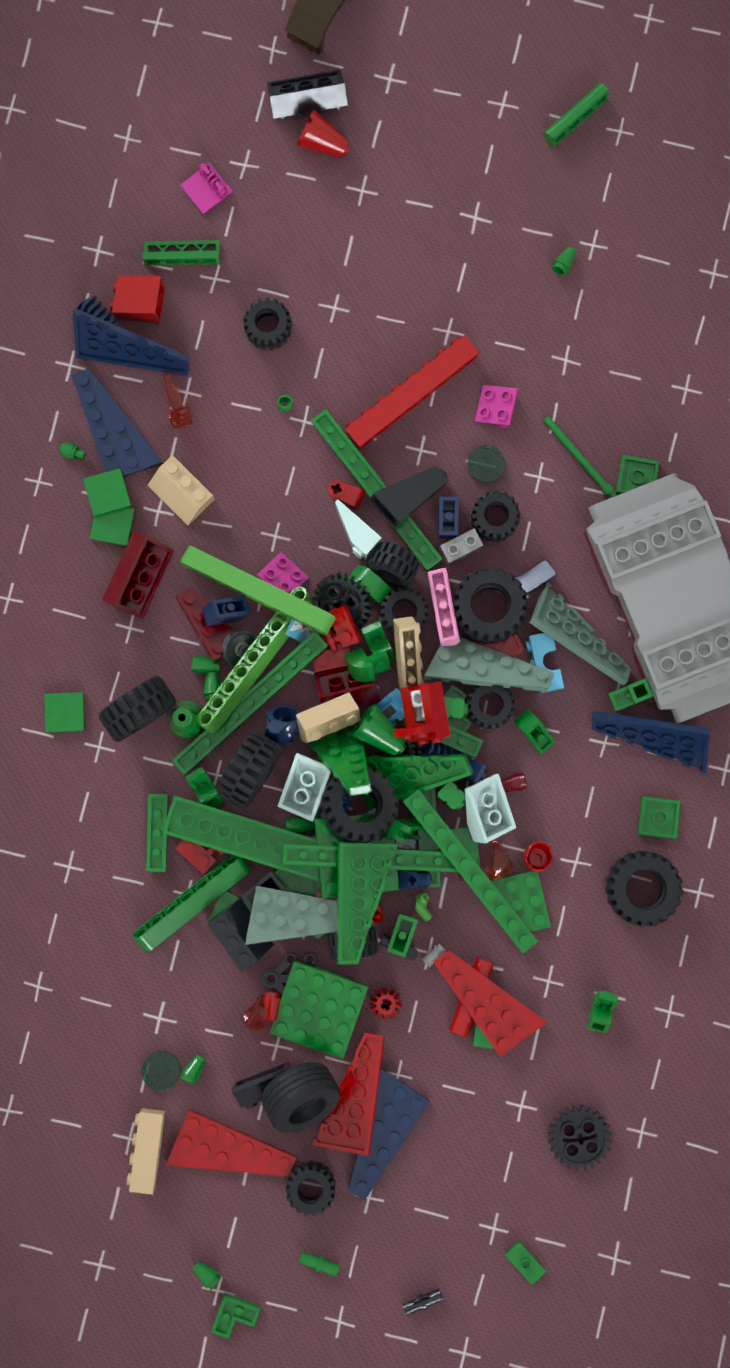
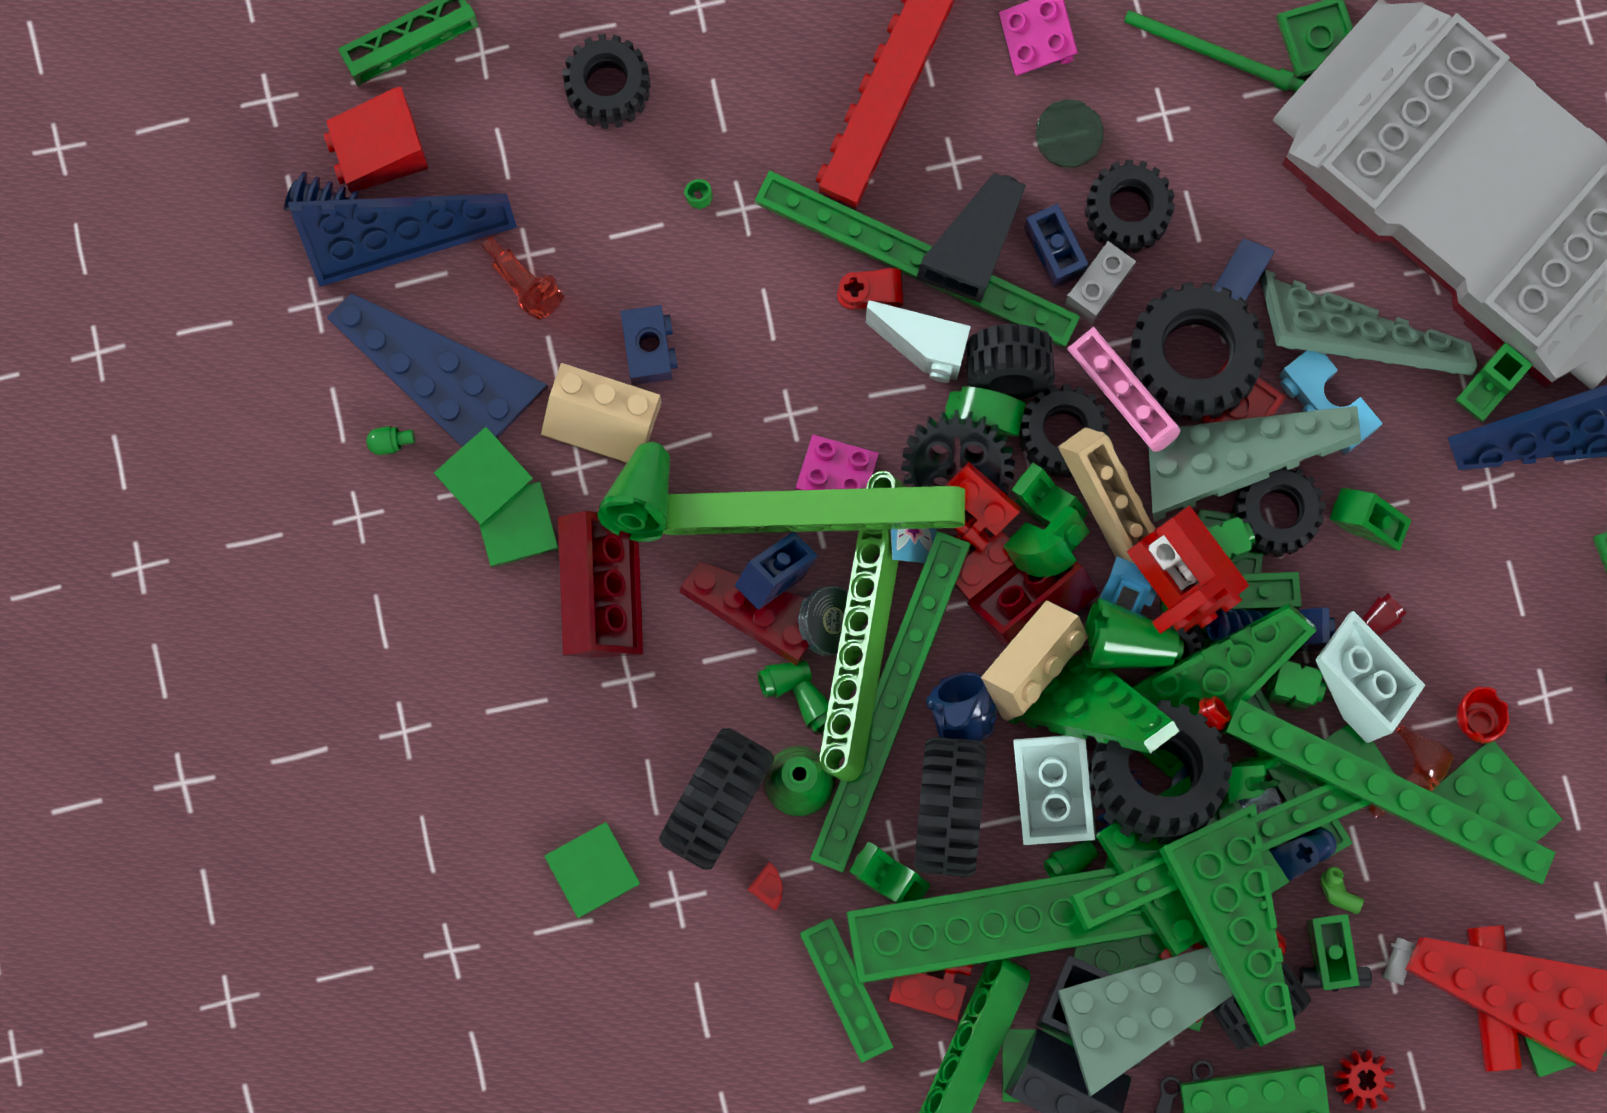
camera: 30 degrees left, 5 degrees down
(145, 763) = (768, 887): none -> red tile
(177, 539) = (639, 495): none -> green cone
(221, 455) = (643, 324): none -> dark blue brick
(402, 789) = (1215, 711): none -> red plate

